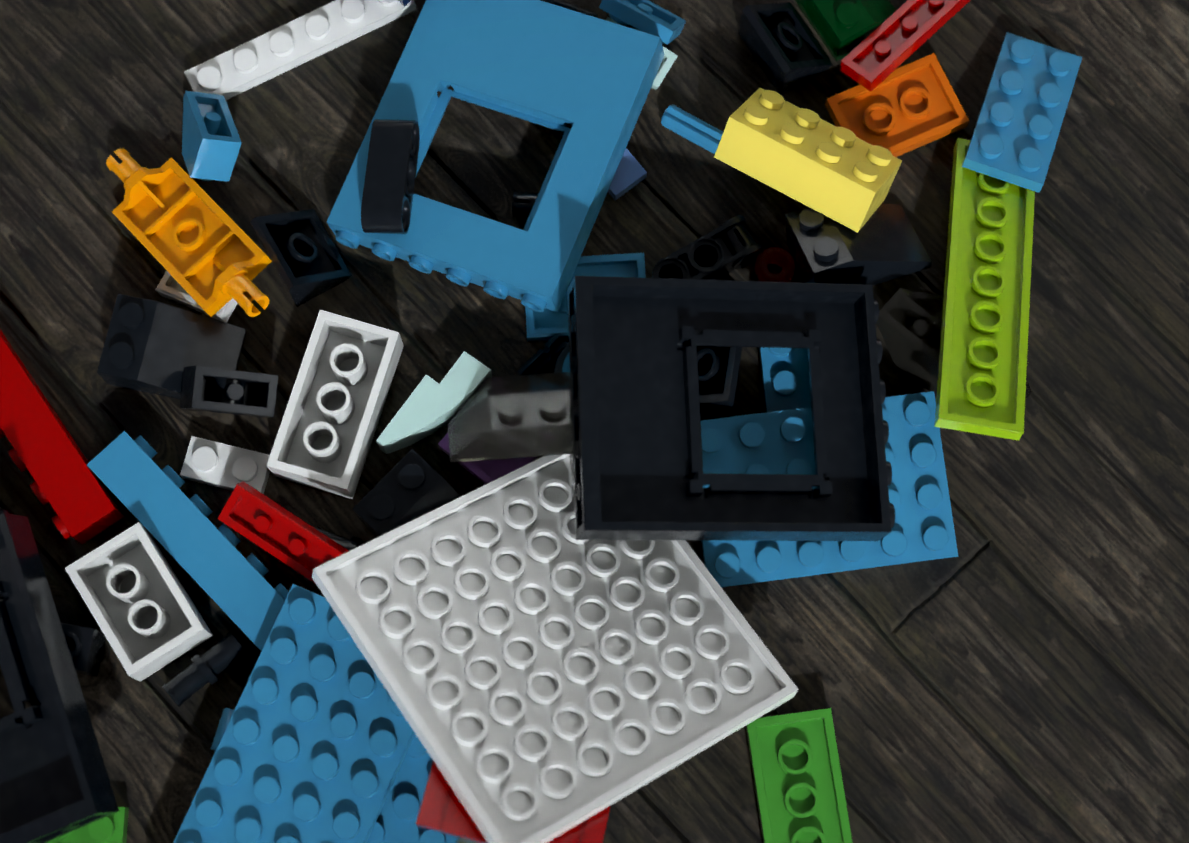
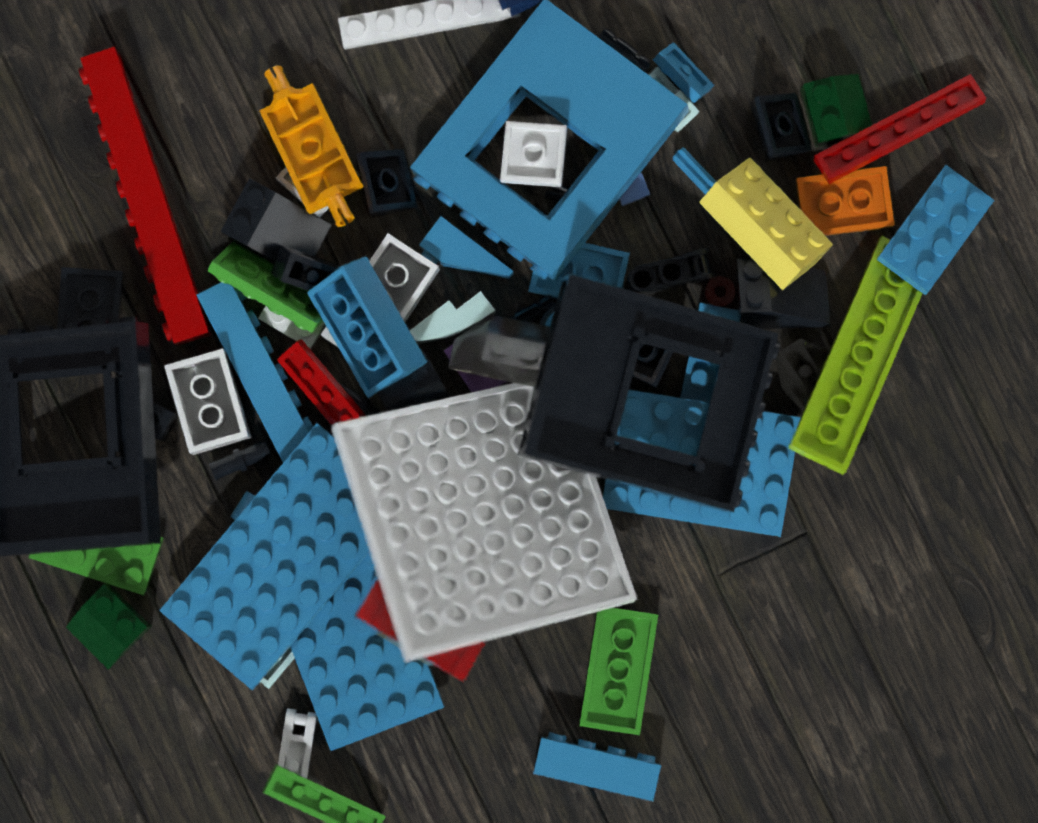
camera: 20 degrees right, 10 degrees up
(201, 433) = (254, 279): none -> bright green plate
(208, 137) = (343, 76): dark azure slope -> none
(324, 433) = (366, 326): none -> dark azure slope
(390, 176) = (464, 150): black beam -> none
(426, 312) = (458, 251): none -> dark azure slope
(481, 153) = (533, 154): none -> white plate

